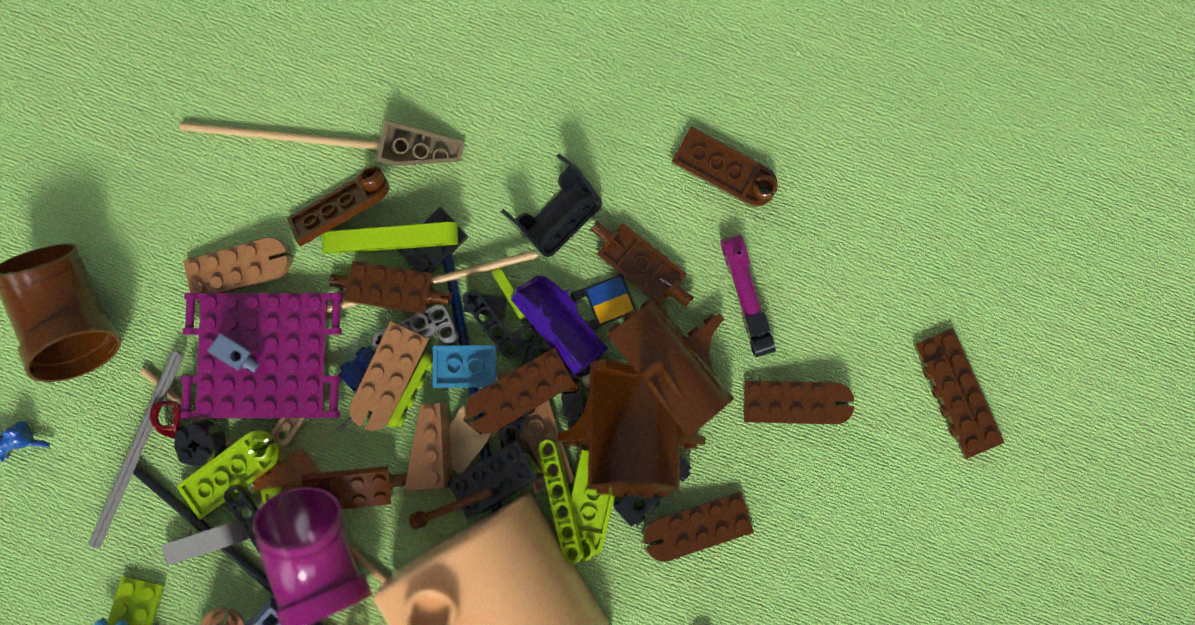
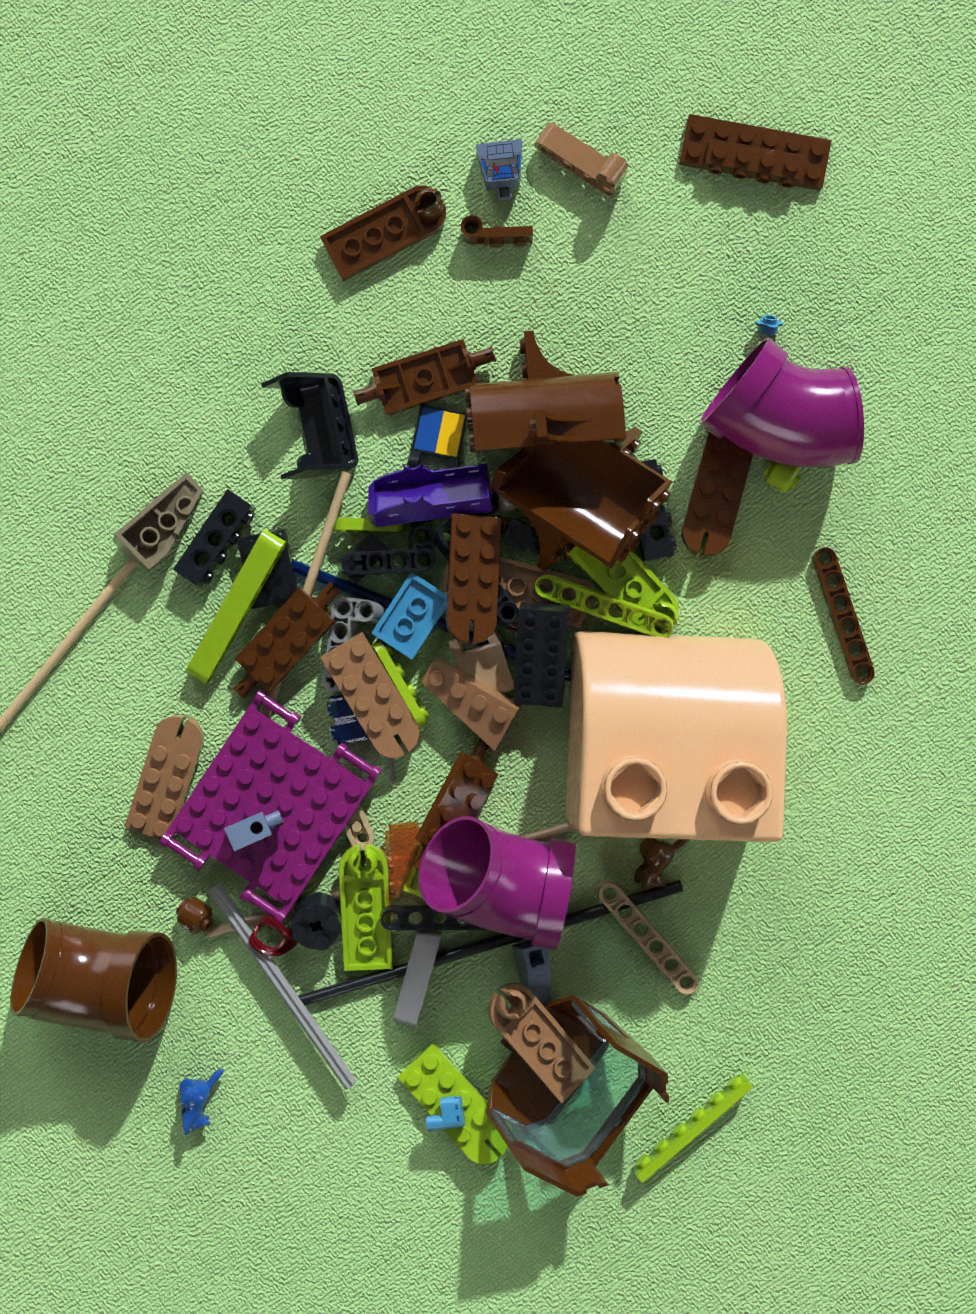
camera: 55 degrees left, 5 degrees up
(149, 352) = (194, 915): none -> reddish brown head
(339, 205) = (170, 636): reddish brown plate -> none
(399, 186) = (215, 523): none -> black brick
(420, 519) = (531, 755): reddish brown piece -> none
(742, 567) = (782, 476): none -> lime head
(754, 318) = (553, 302): magenta piece -> none
(774, 250) = (495, 236): none -> reddish brown plate
(787, 542) = (789, 411): none -> magenta cylinder
(796, 402) = (660, 315): reddish brown plate -> none
(825, 220) = (500, 166): none -> torso
(842, 485) = (768, 324): none -> dark azure plate
(868, 273) = (581, 159): none -> medium nougat beam

